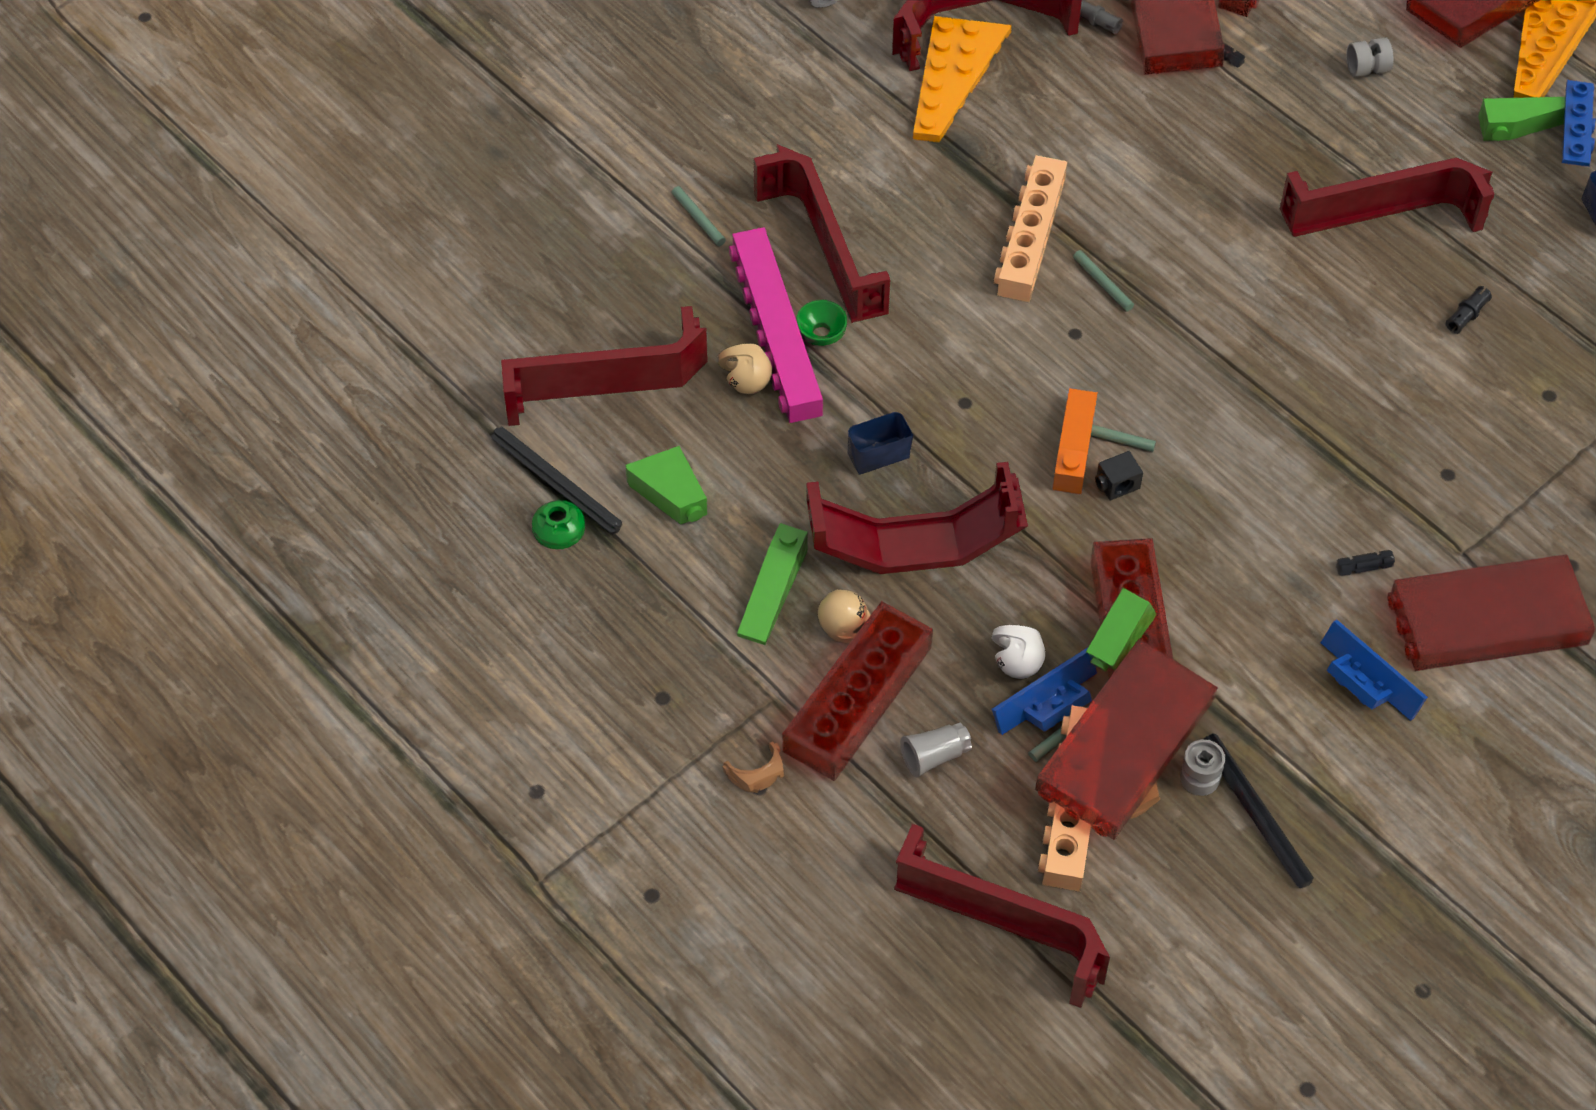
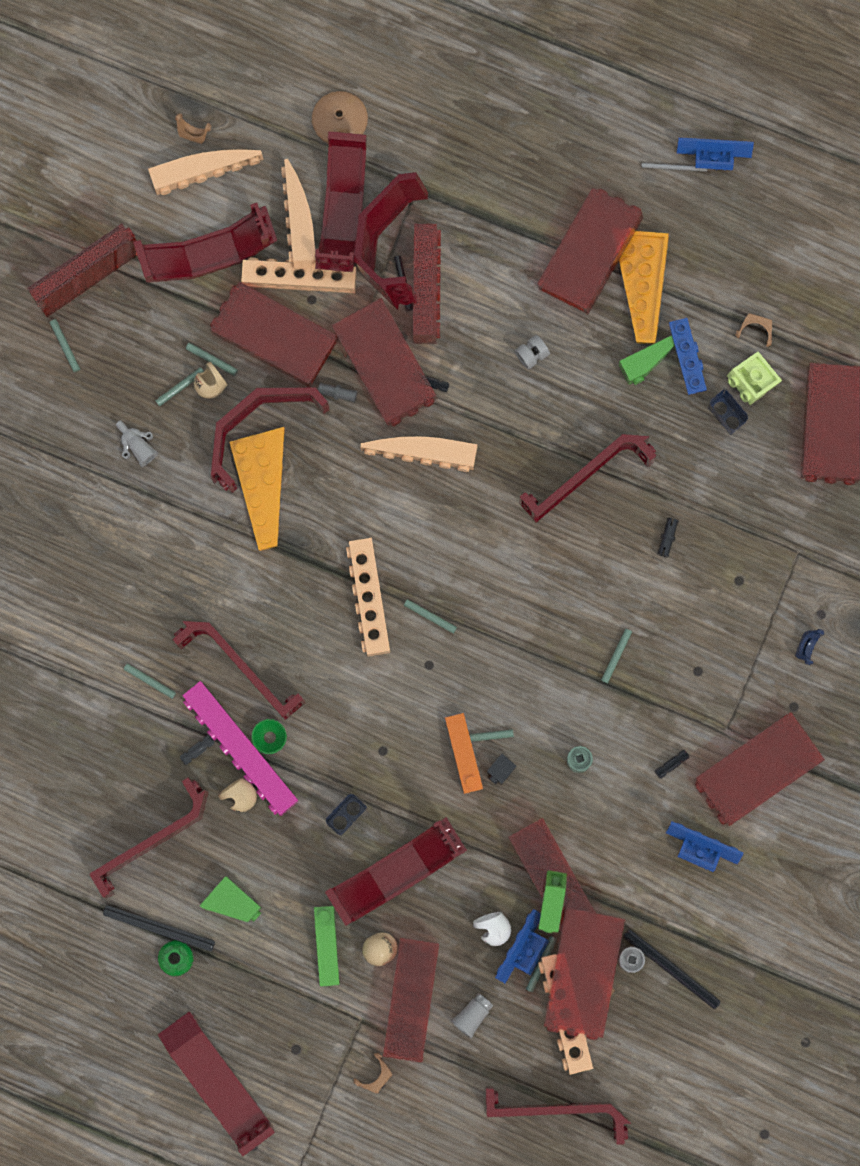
camera: 20 degrees left, 25 degrees up
(531, 682) = (216, 1083): none -> dark red panel
(719, 306) = (197, 749): none -> black axle
(1181, 106) = (426, 450): none -> light nougat slope
(1235, 501) = (579, 759): none -> sand green wheel
(1339, 413) = (616, 656): none -> sand green bar

